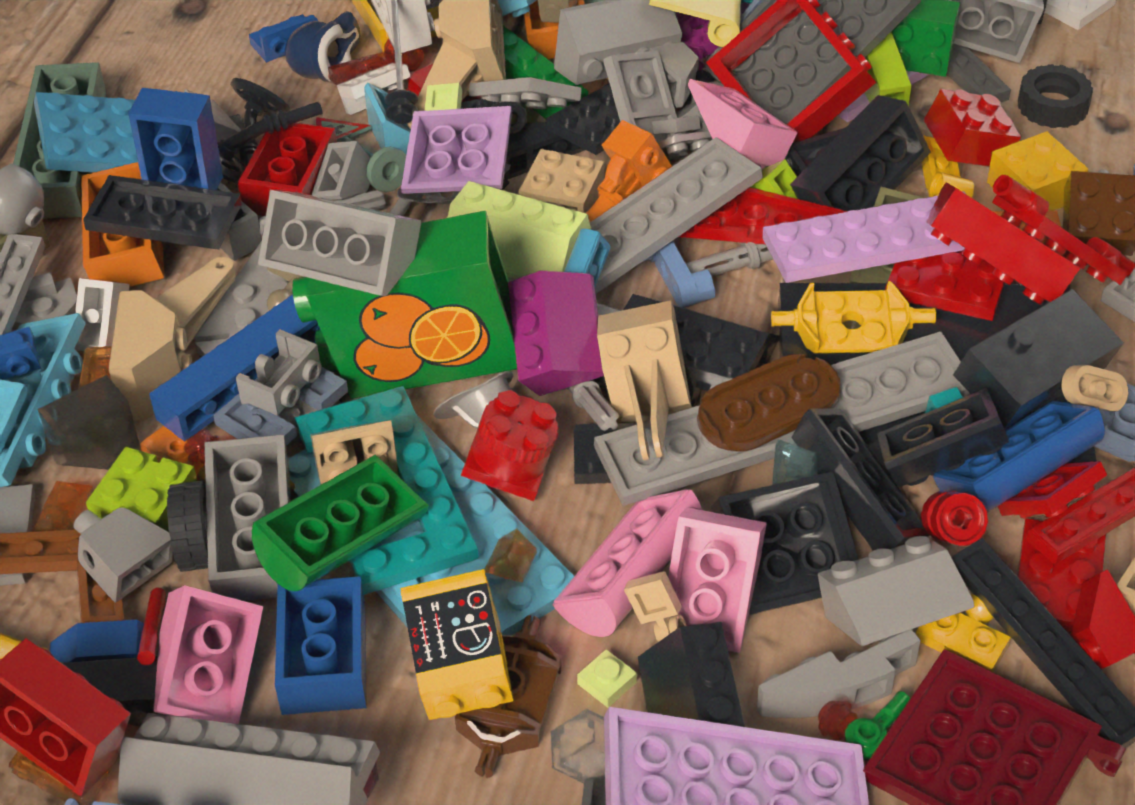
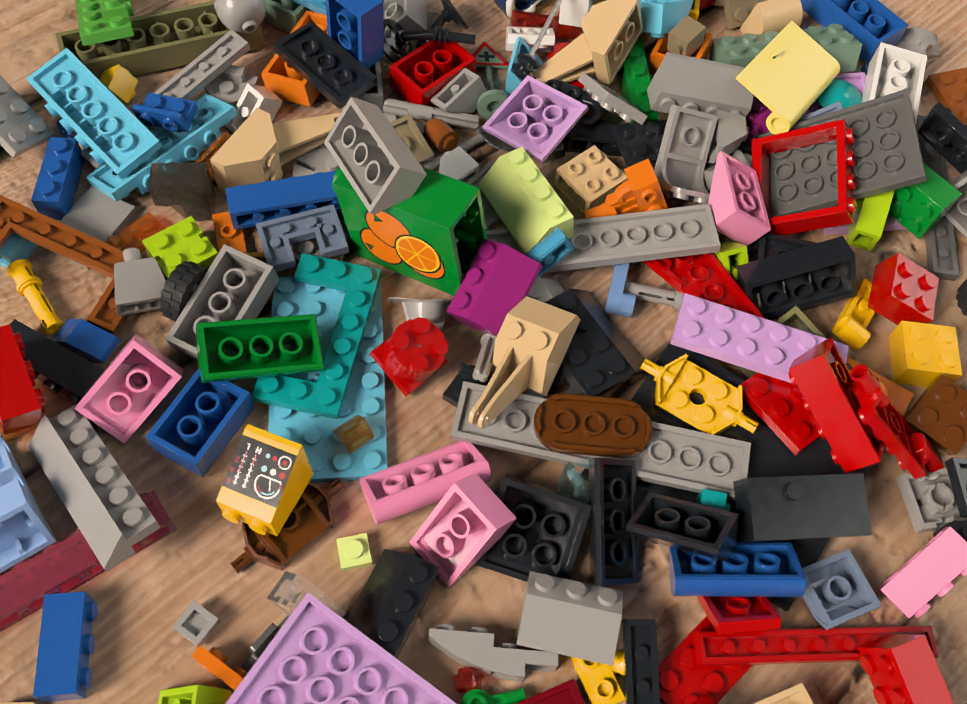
camera: 25 degrees right, 15 degrees up
(151, 626) = (107, 357): red bar -> none
(196, 445) = (238, 240): clear red plate -> none
(283, 378) = (308, 223): light grey window -> none
(348, 446) = (305, 297): tan slope -> none
(443, 97) = (553, 75): yellowish green plate -> none
(656, 600) = (408, 526): tan plate -> none
(676, 126) = (694, 178): light grey plate -> none
(954, 517) = (650, 590): red wheel -> none
(1094, 387) = (821, 558): tan plate -> none

